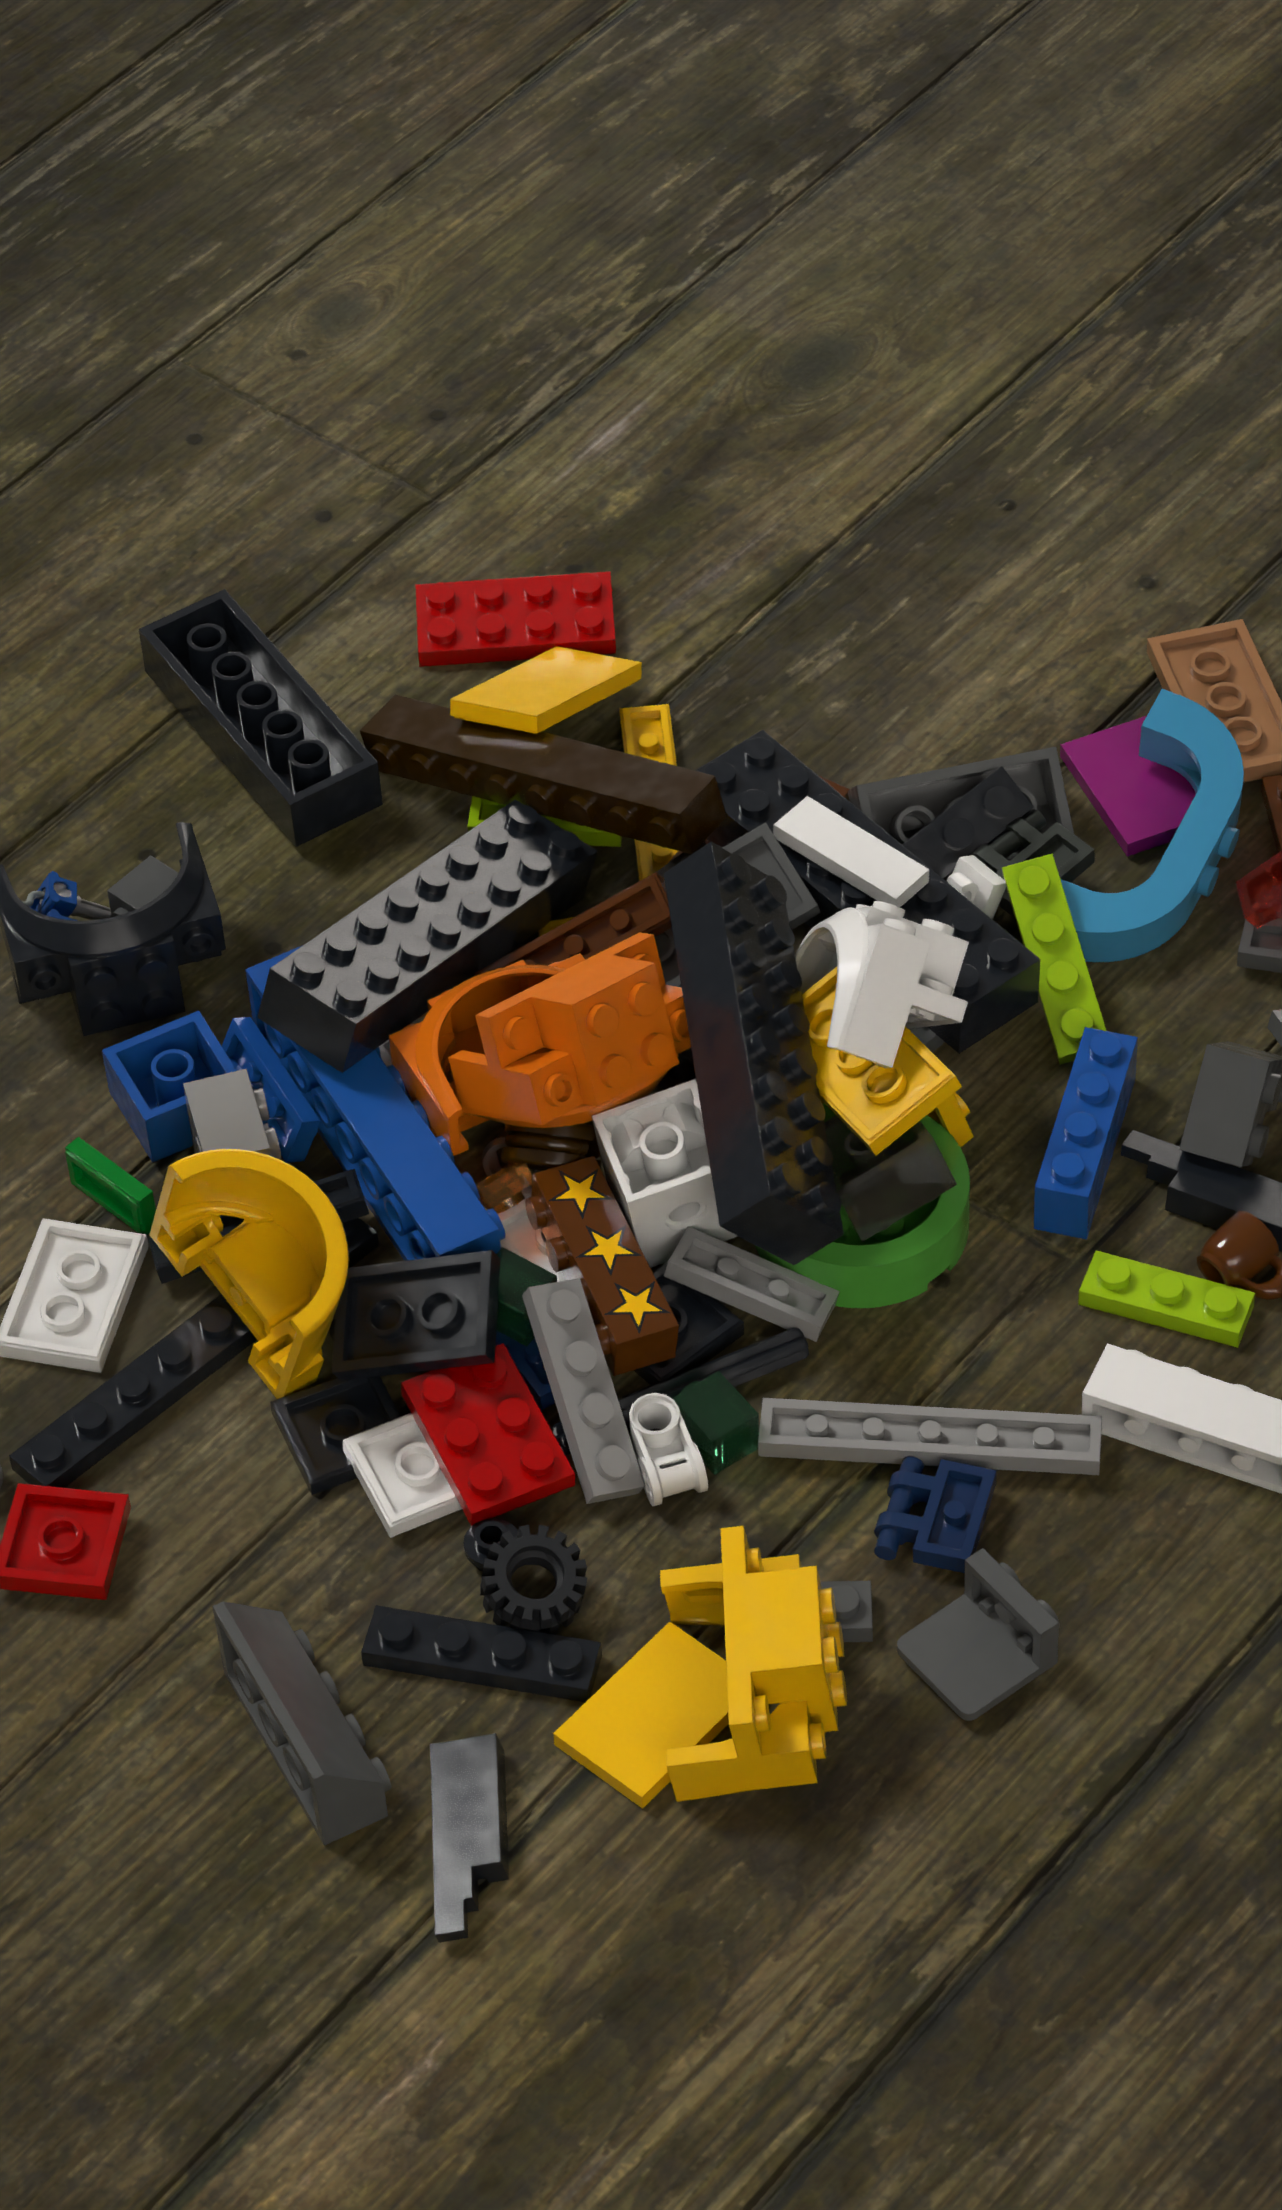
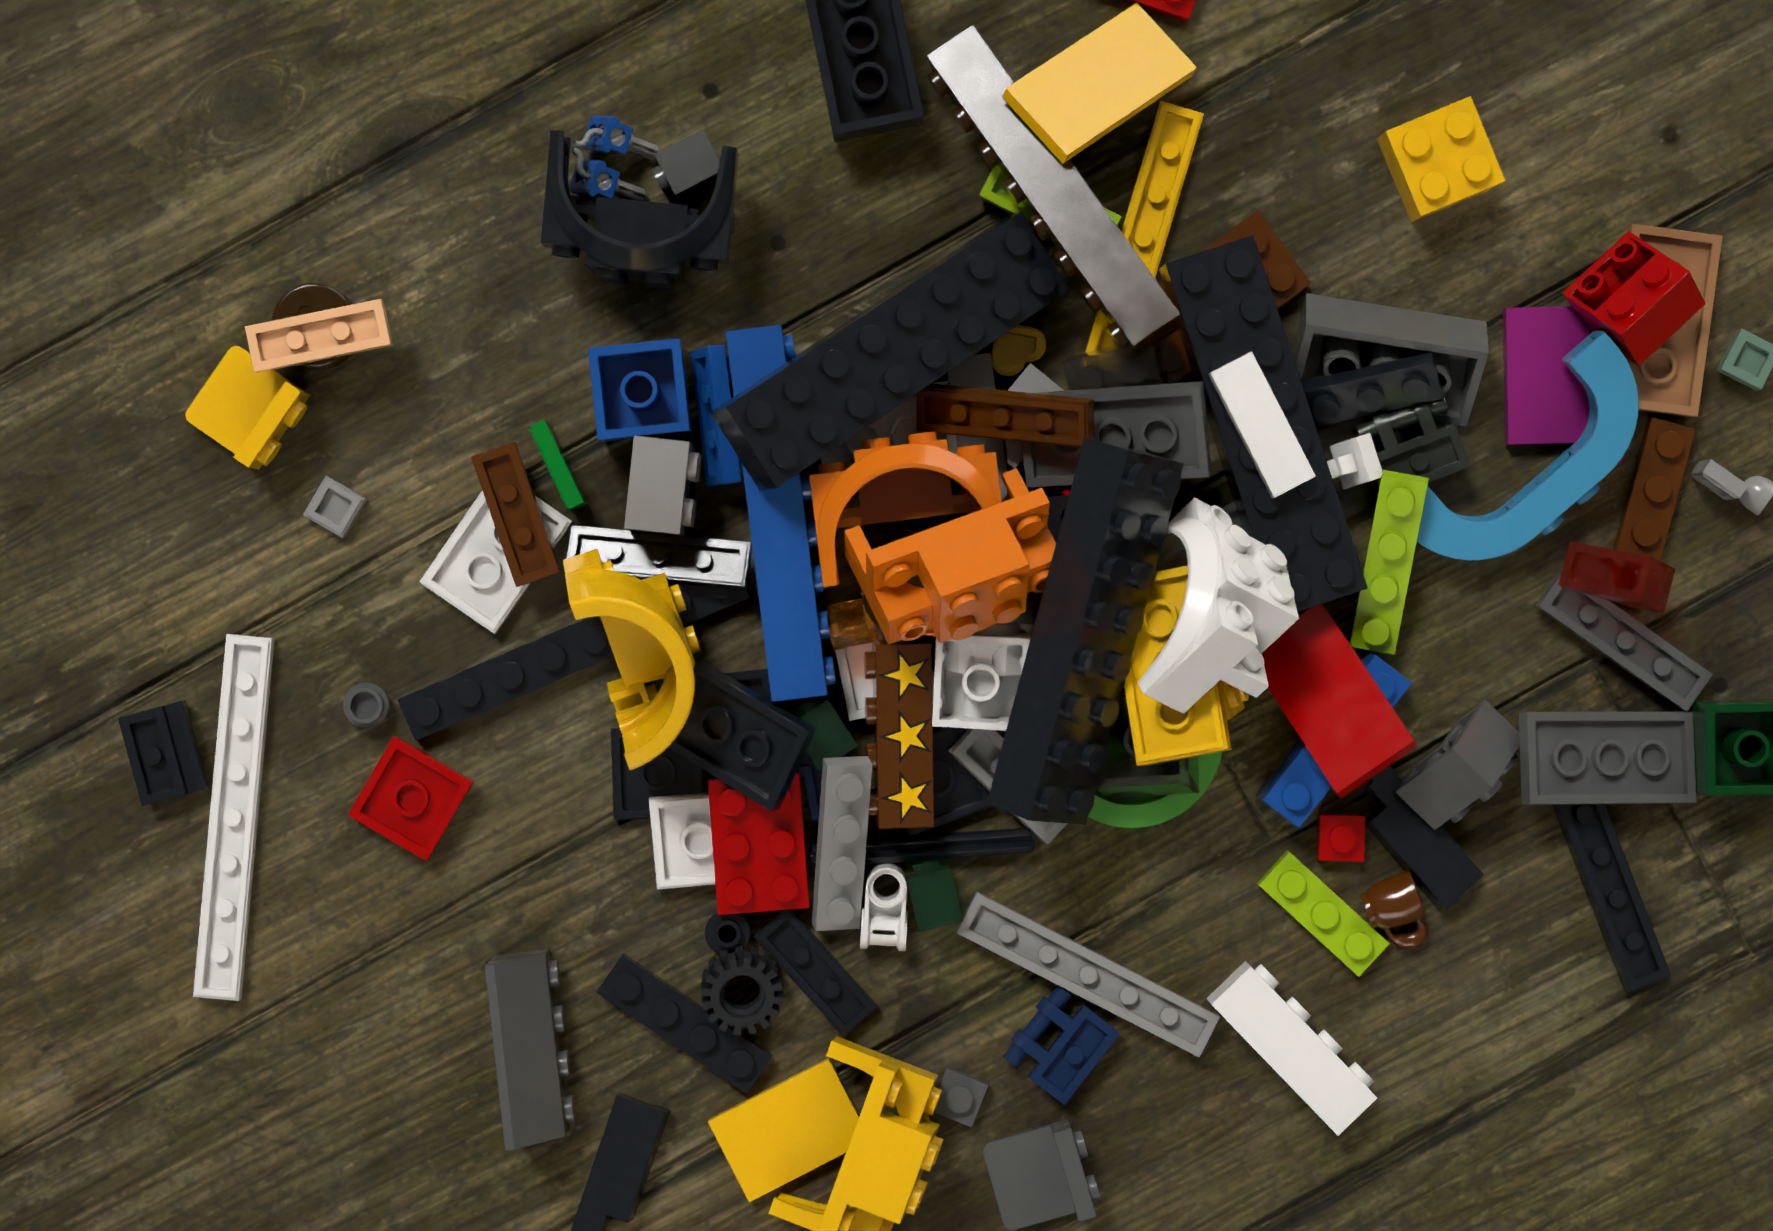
camera: 15 degrees right, 40 degrees up
(81, 1233) = (516, 514): none -> reddish brown plate
(616, 1548) = (816, 971): none -> black tile
(926, 653) = (1440, 159): none -> yellow brick
(1060, 1072) = (1334, 702): none -> red tile
(1146, 1226) = (1340, 837): none -> red plate
(1193, 659) = (1635, 297): none -> red slope

